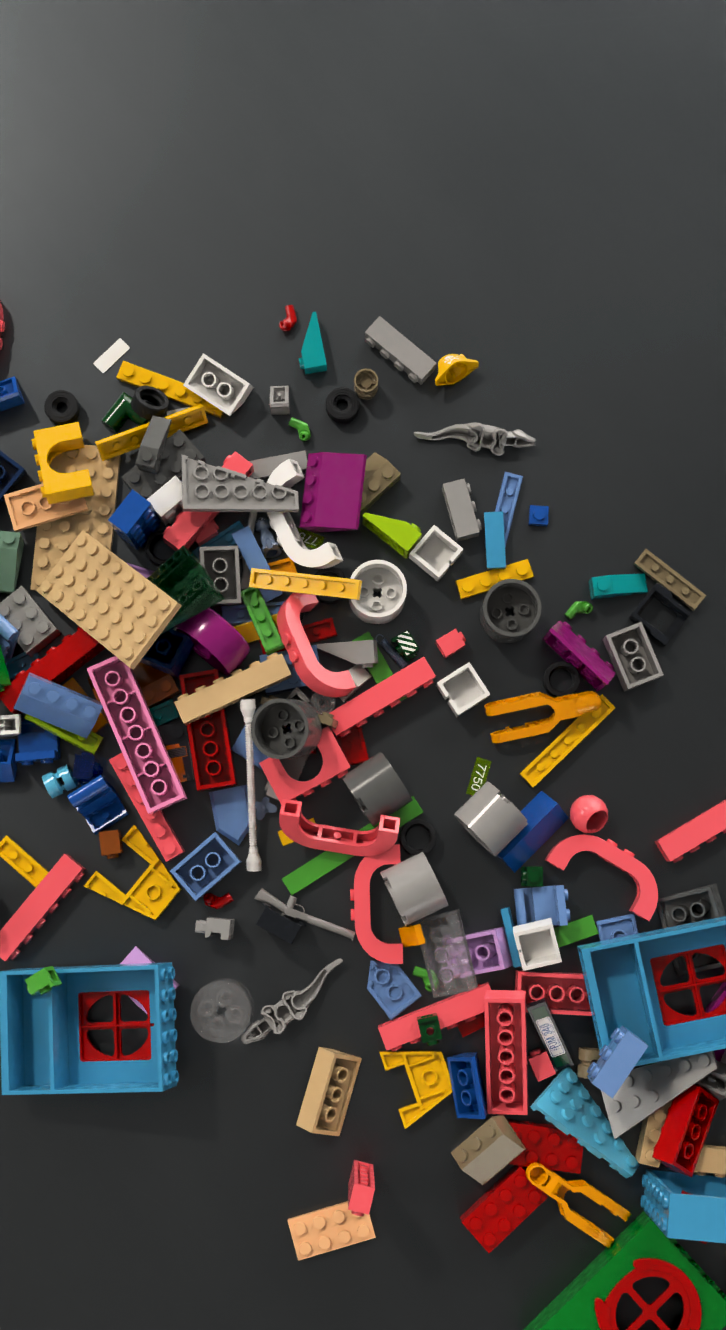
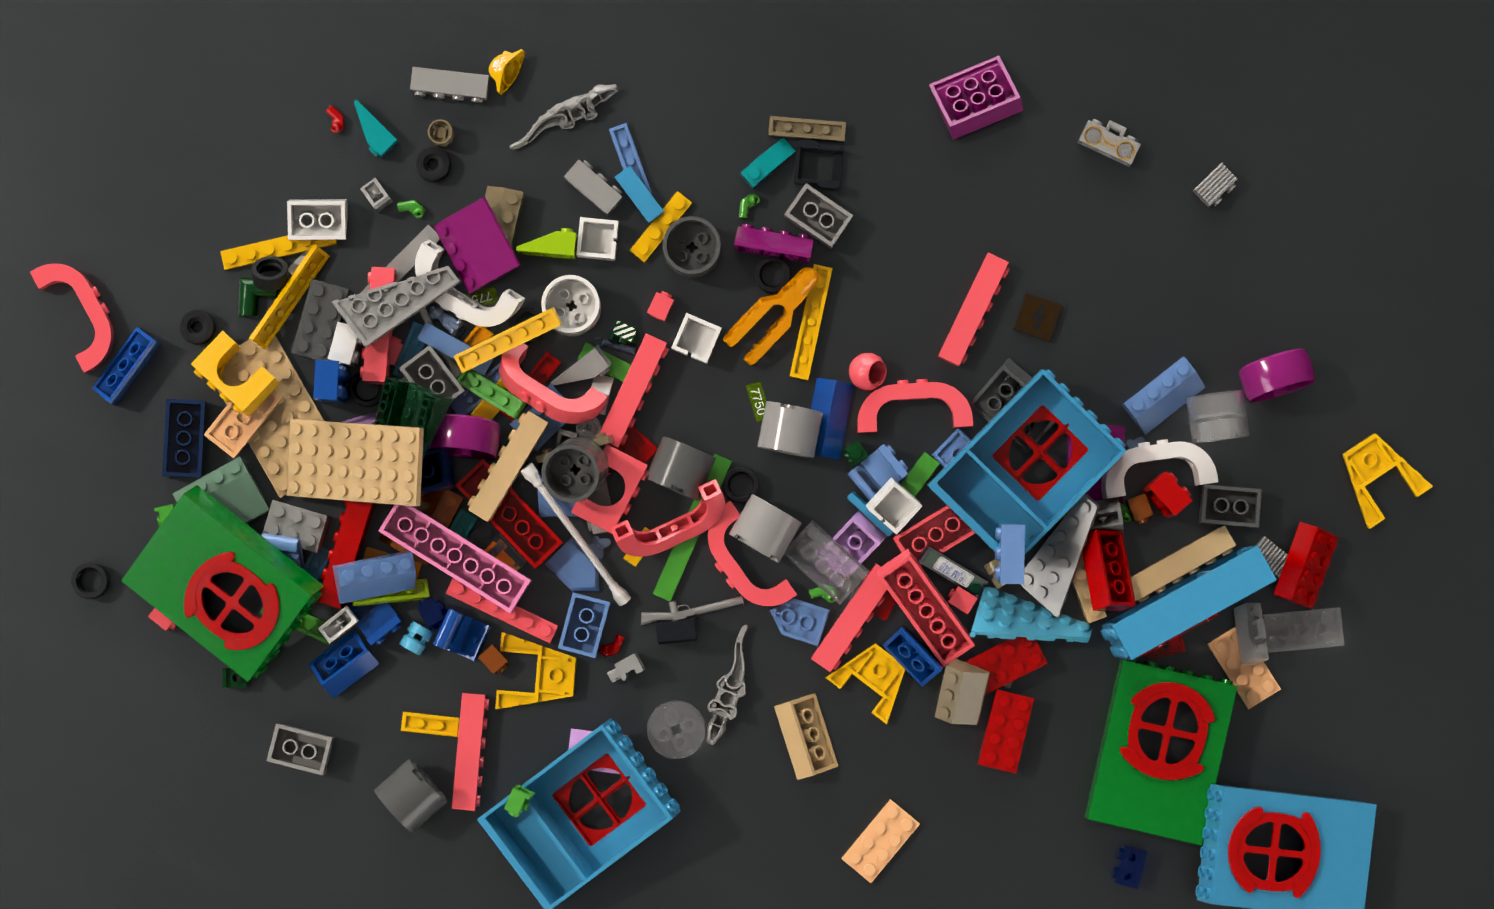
camera: 30 degrees left, 5 degrees up
(109, 357) = (206, 253): white sticker -> none
(153, 445) = (300, 307): dark grey slope -> none
(361, 1188) = (878, 787): coral brick -> none
(411, 935) = (788, 567): light orange tile -> none
(424, 1023) = (847, 625): dark green brick -> none
(538, 515) = (661, 147): blue plate -> none
(557, 1187) = (1037, 686): light orange piece -> none

